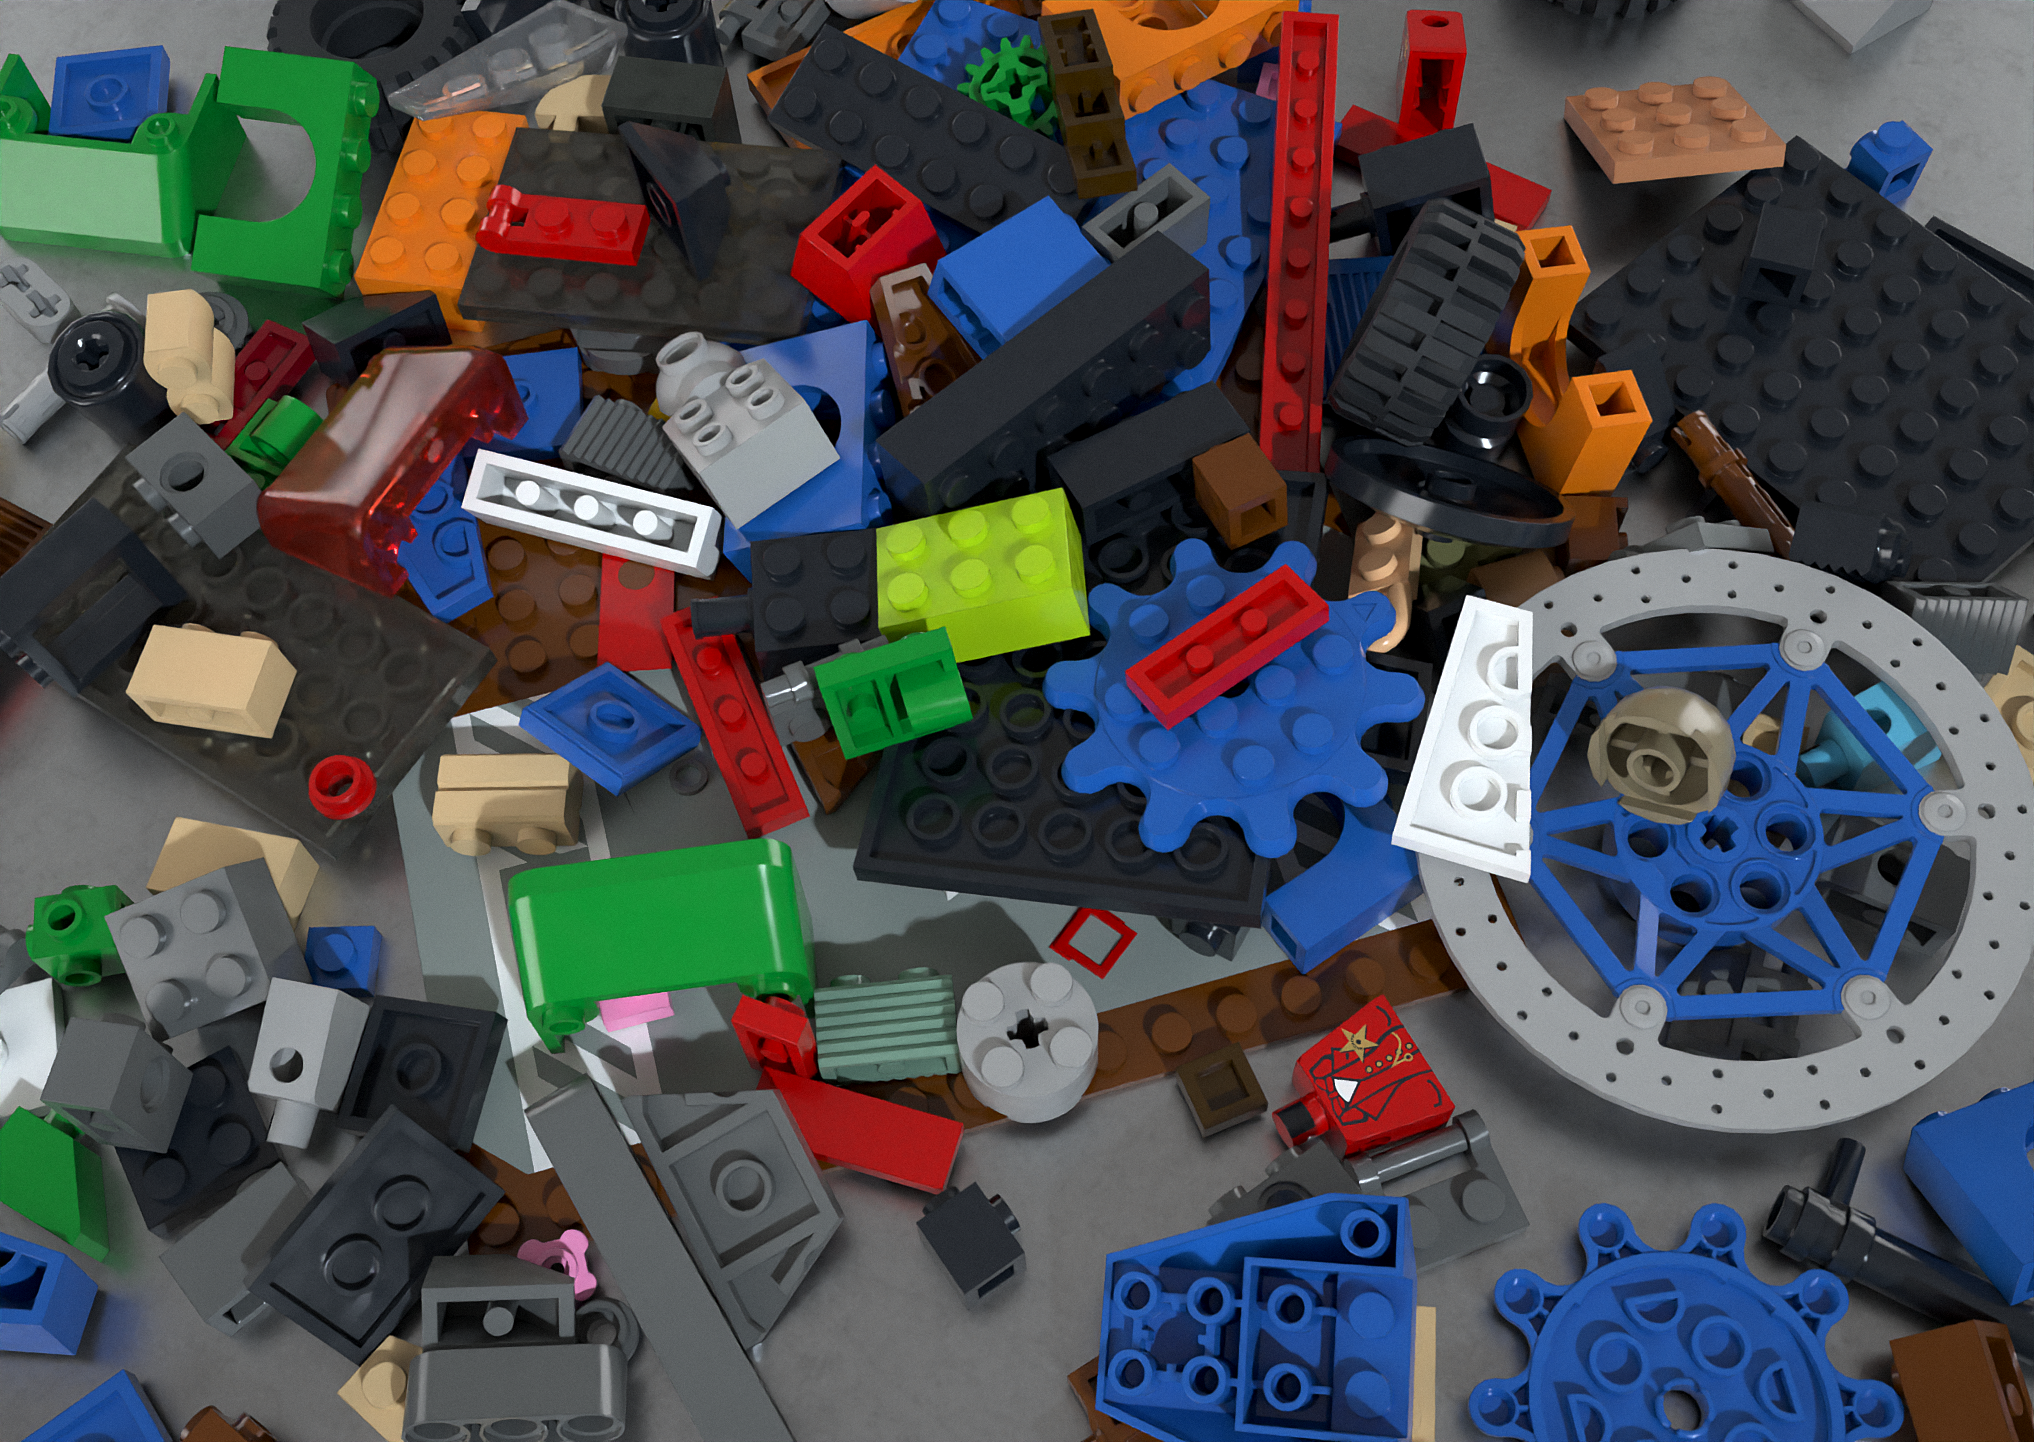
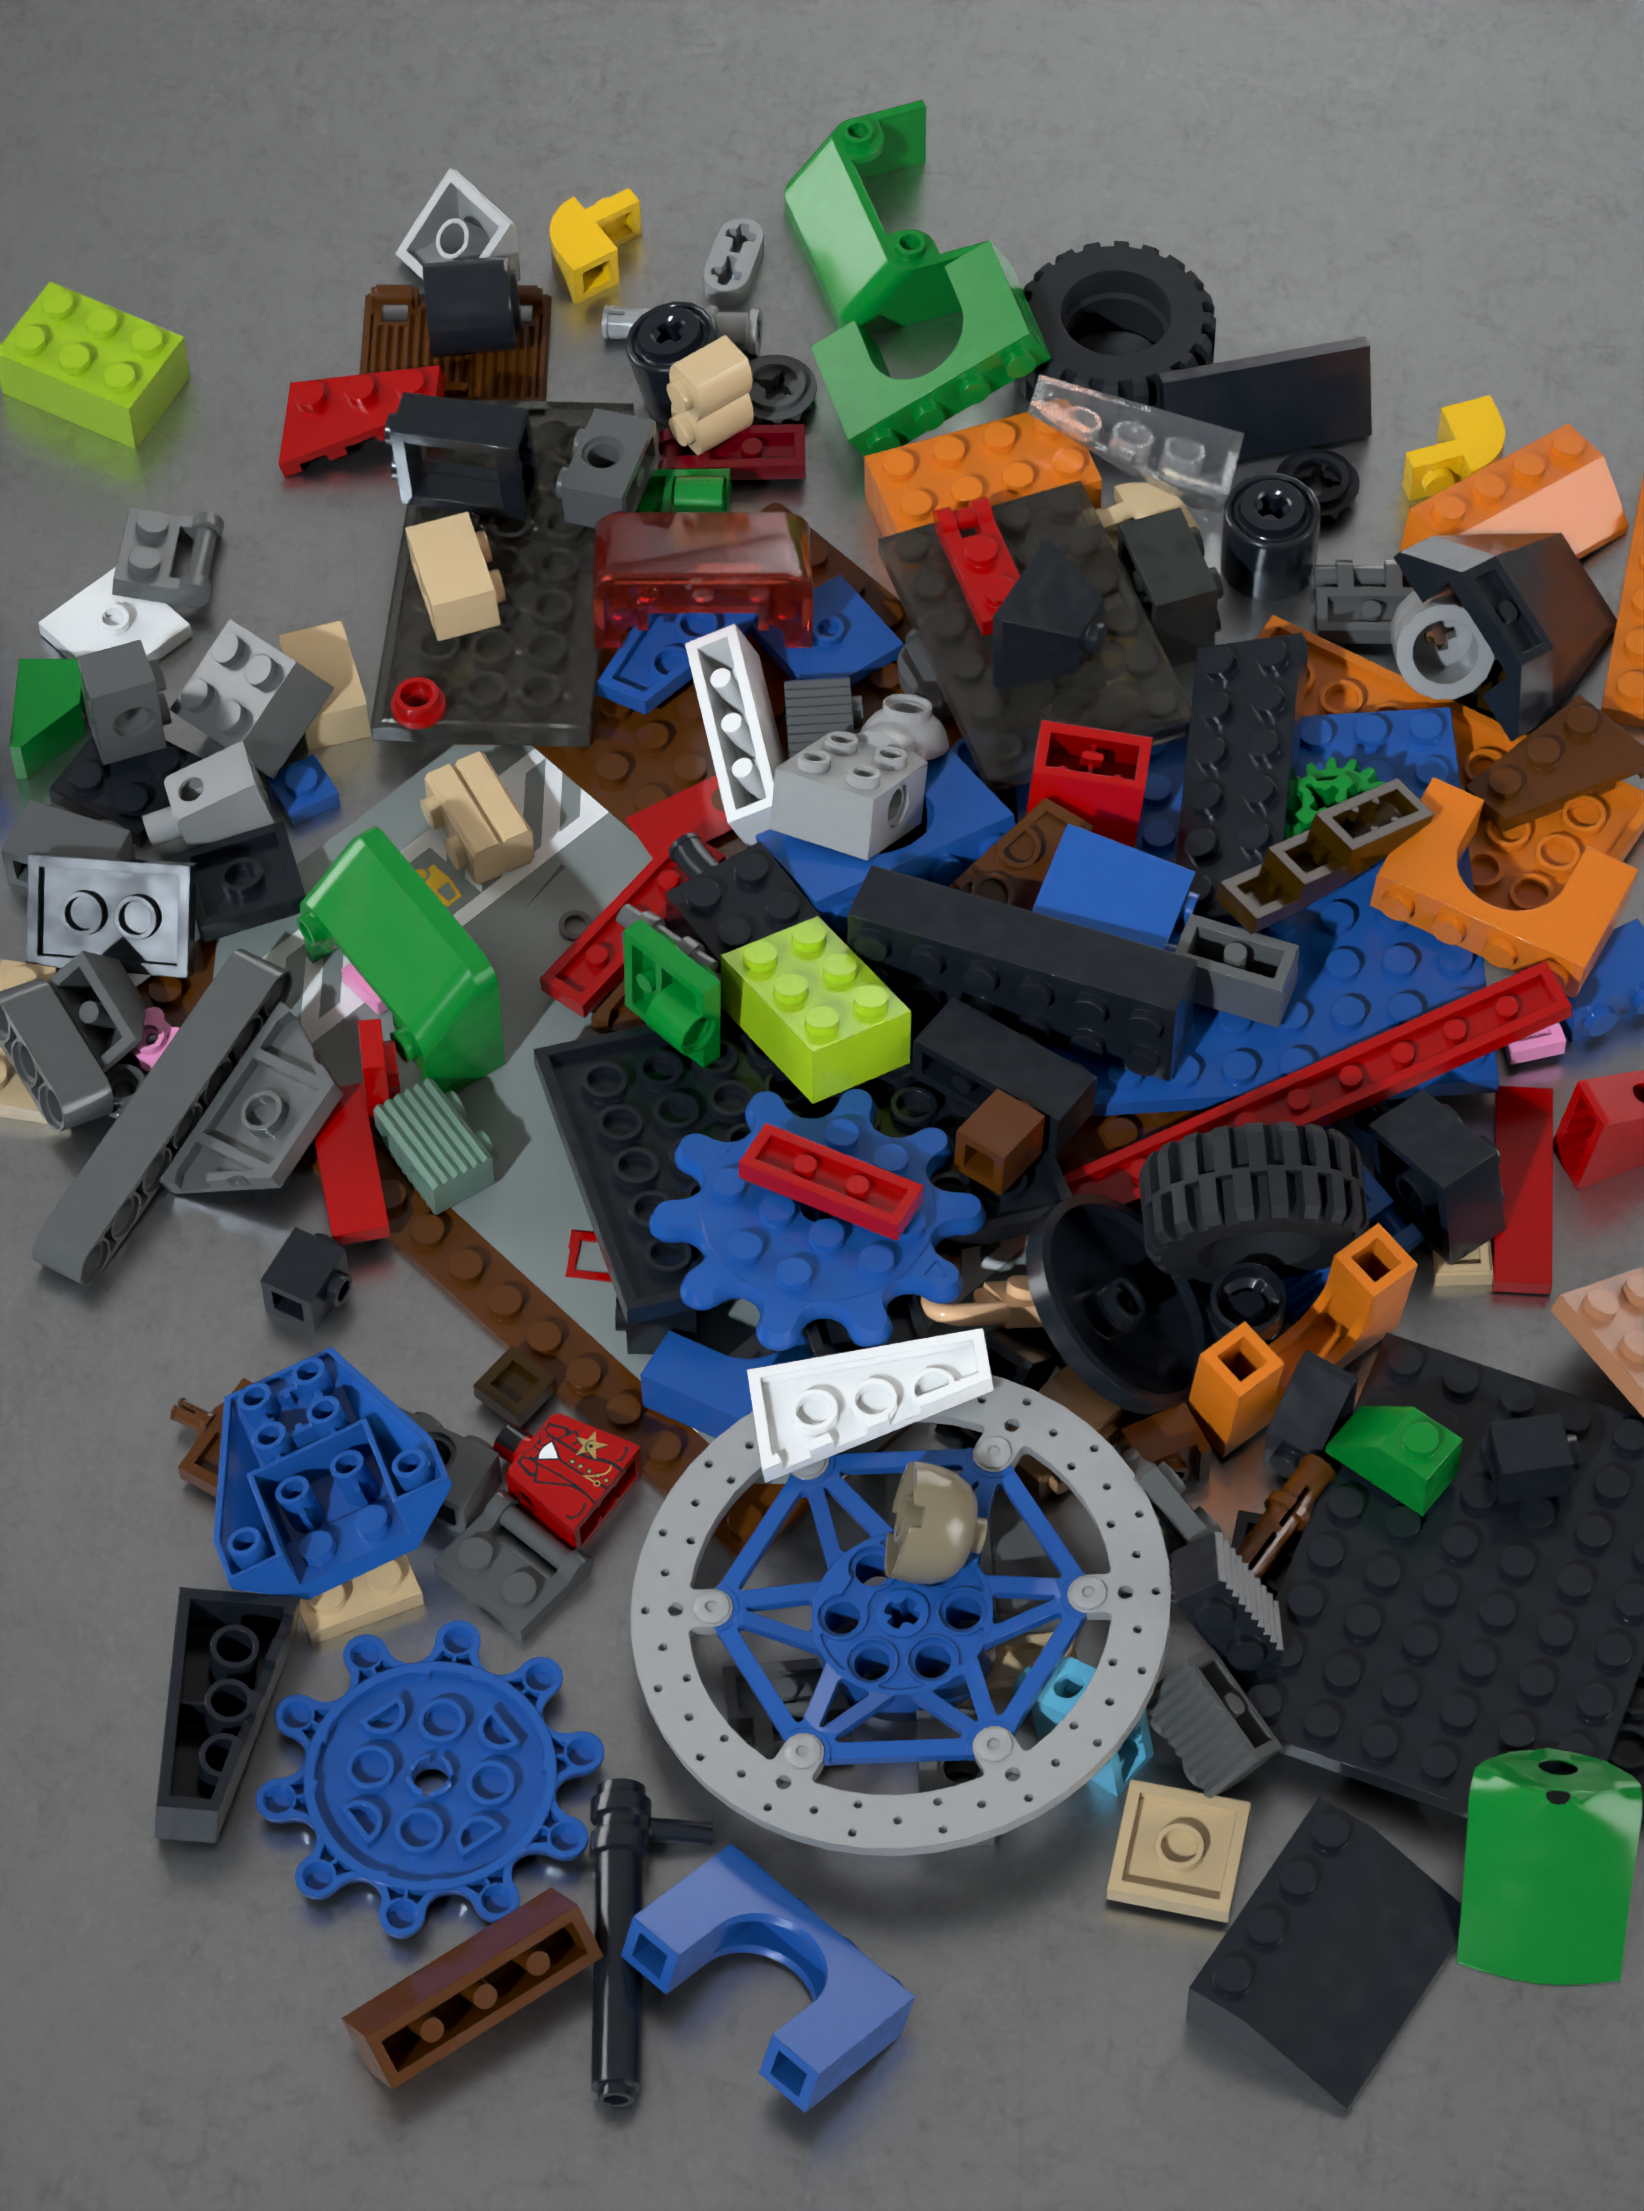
camera: 60 degrees right, 5 degrees down
(73, 936) = (219, 602): green brick -> none
(108, 93) = (957, 188): blue plate -> none
(362, 327) = (833, 504): black slope -> none
(611, 728) = (571, 846): blue plate -> none
(1033, 1003) = (469, 1232): light grey brick -> none
(1730, 344) = (1399, 1453): none -> green slope

